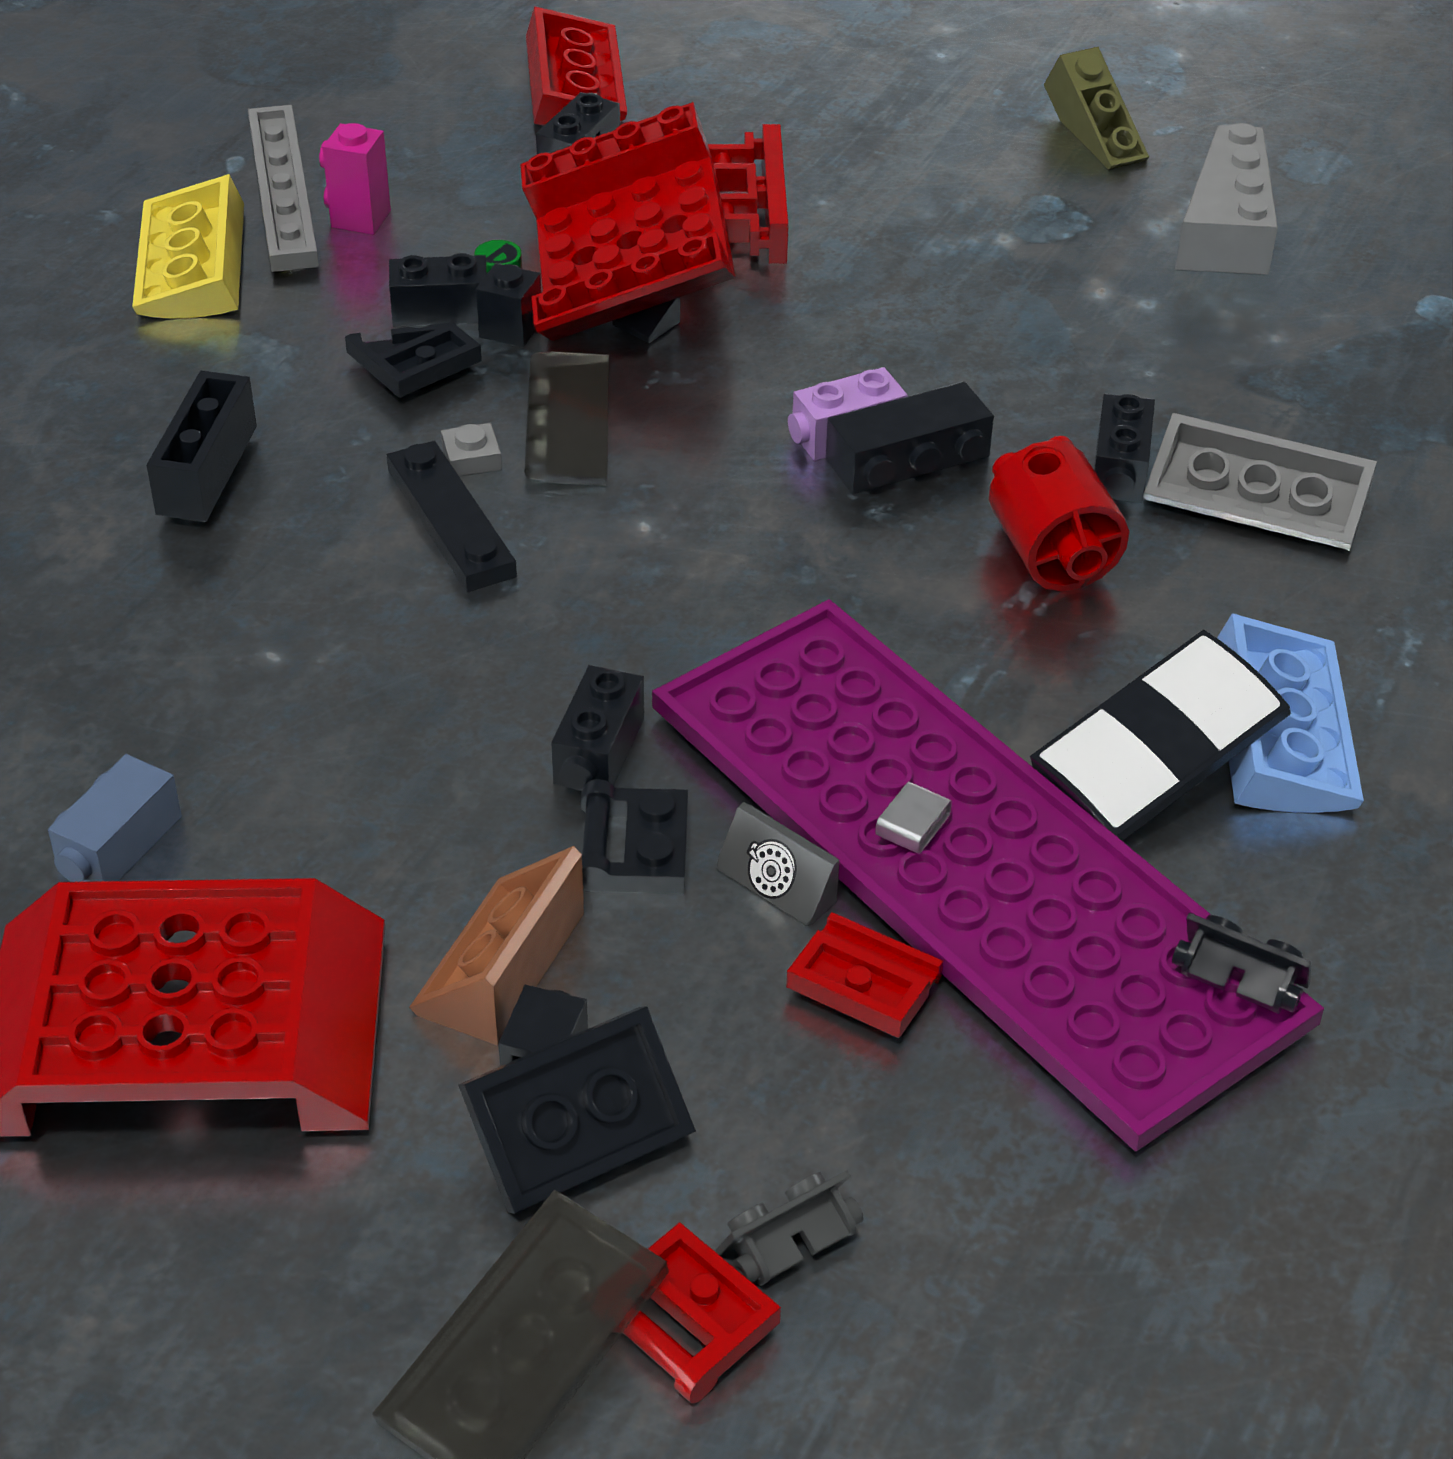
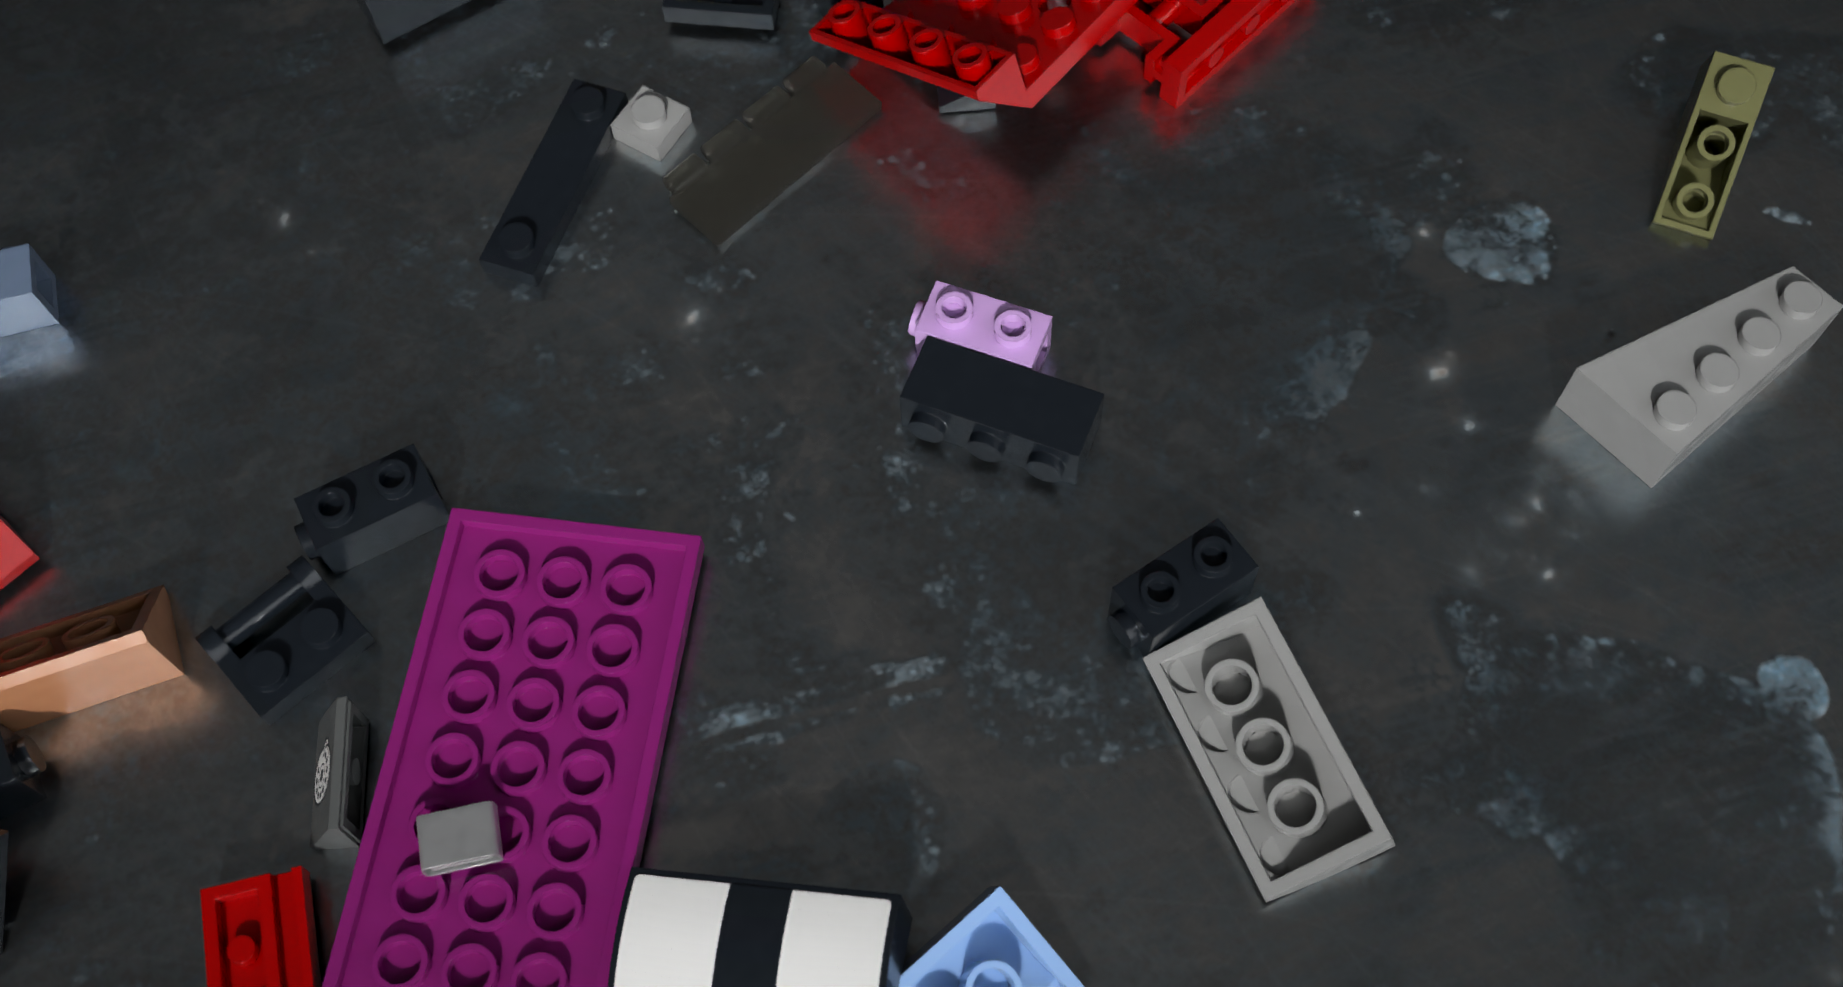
camera: 50 degrees right, 20 degrees up
(1057, 514) = (987, 625): red cylinder -> none

